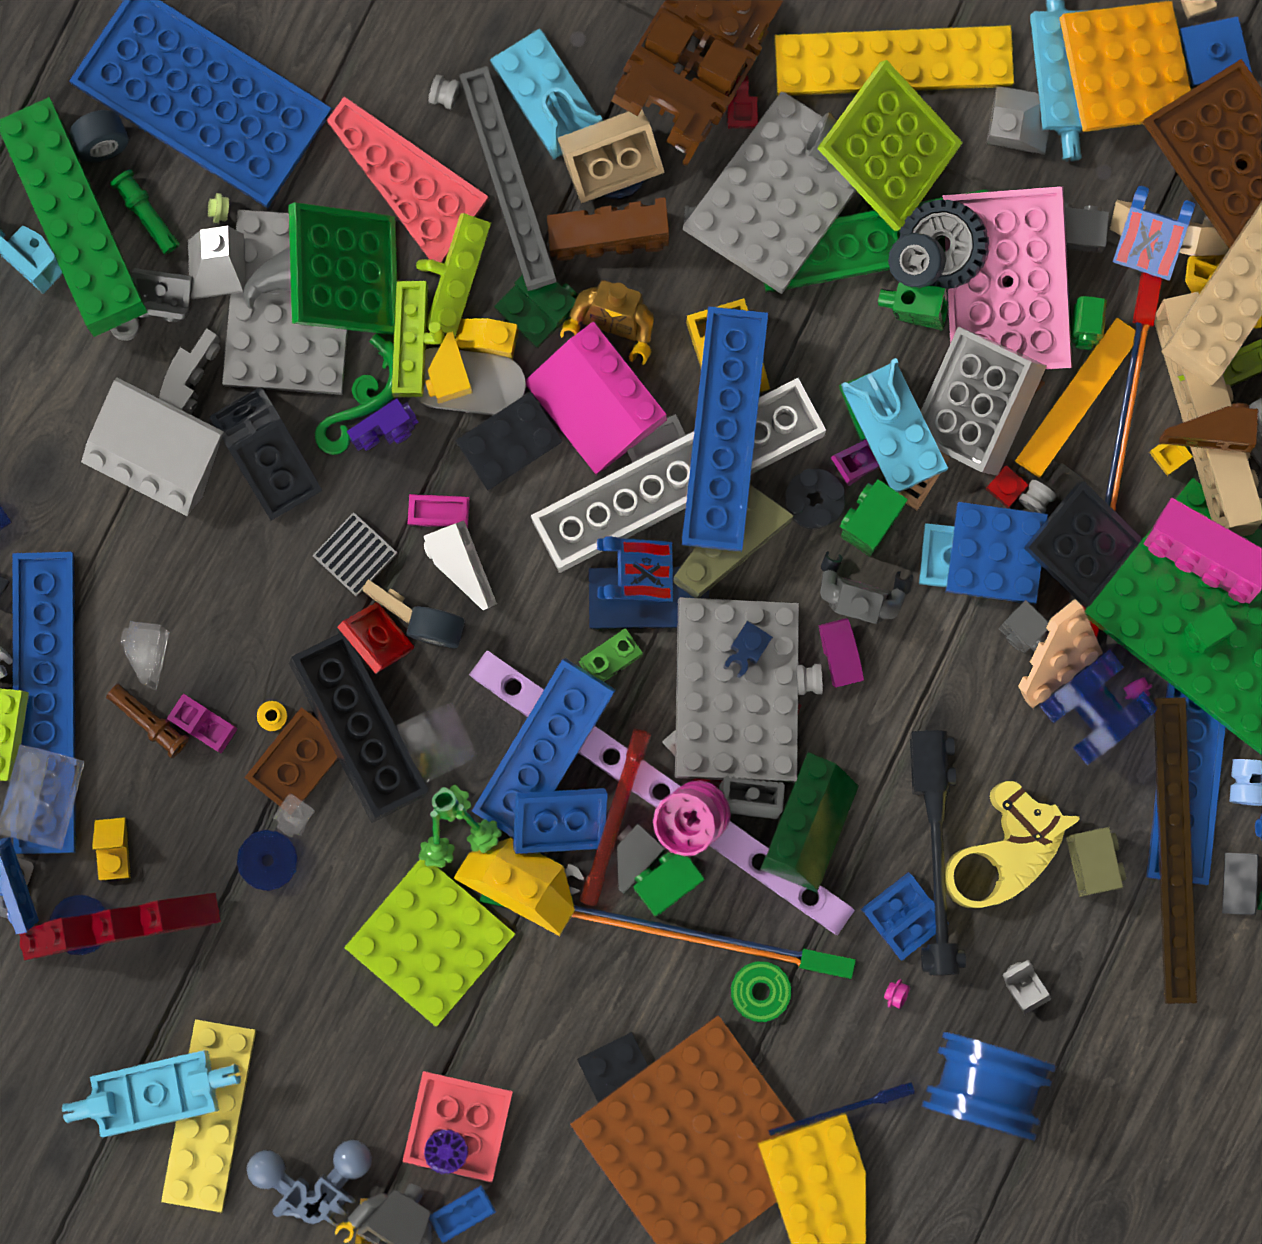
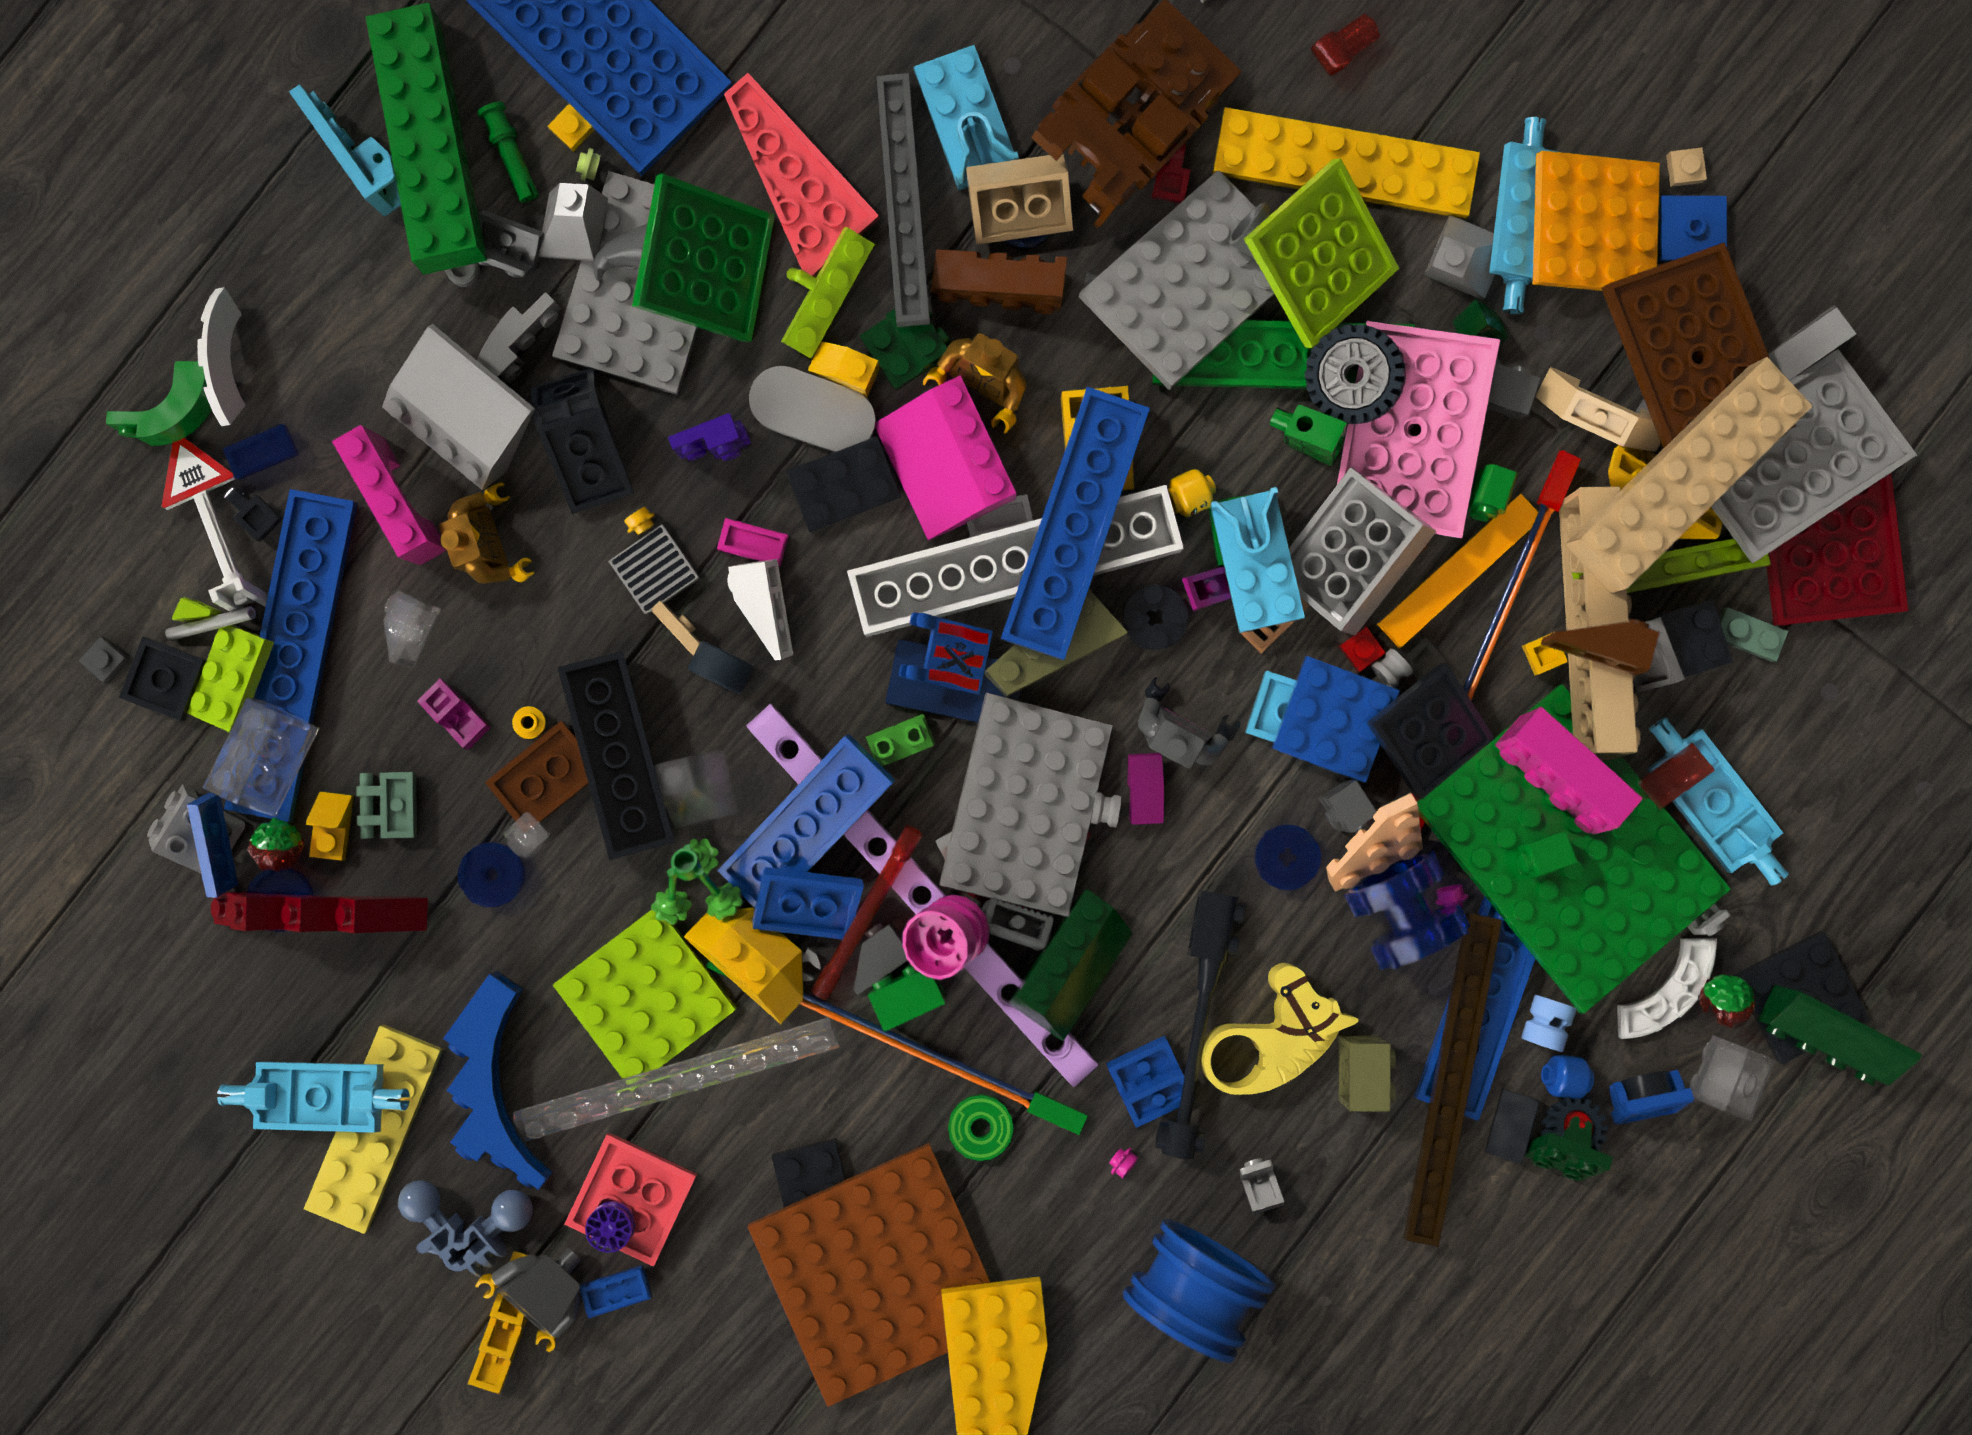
camera: 10 degrees right, 5 degrees up
(68, 875) = (276, 845): none -> piece
(99, 136) = (475, 57): black wheel -> none
(107, 538) = (370, 465): none -> dark pink arch
(158, 729) = (405, 710): reddish brown pin -> none
(168, 815) = (397, 805): none -> sand green plate
(190, 563) = (474, 540): none -> pearl gold torso
(195, 179) = (570, 127): none -> yellow plate
(313, 1090) = (489, 1128): none -> blue arch
(333, 514) = (639, 521): none -> yellow plate
(368, 404) = (739, 391): green plant -> none
(376, 637) = (654, 664): red tile -> none
(411, 338) = (763, 351): lime plate -> none
(444, 92) = (856, 91): light grey wheel -> none
(447, 372) = (793, 396): yellow slope -> none
(475, 1008) = (676, 1079): none -> clear plate
(749, 646) = (1049, 761): dark blue plate -> none
(822, 380) = (1191, 492): none -> yellow head
(873, 517) = (1213, 653): green brick -> none
(882, 1097) = (1083, 1266): clear blue piece -> none
(907, 256) = (1313, 382): black wheel -> none
(969, 675) = (1299, 871): none -> clear blue plate
(1045, 174) = (1480, 321): none -> dark green panel
(1150, 239) = (1580, 418): flag -> none

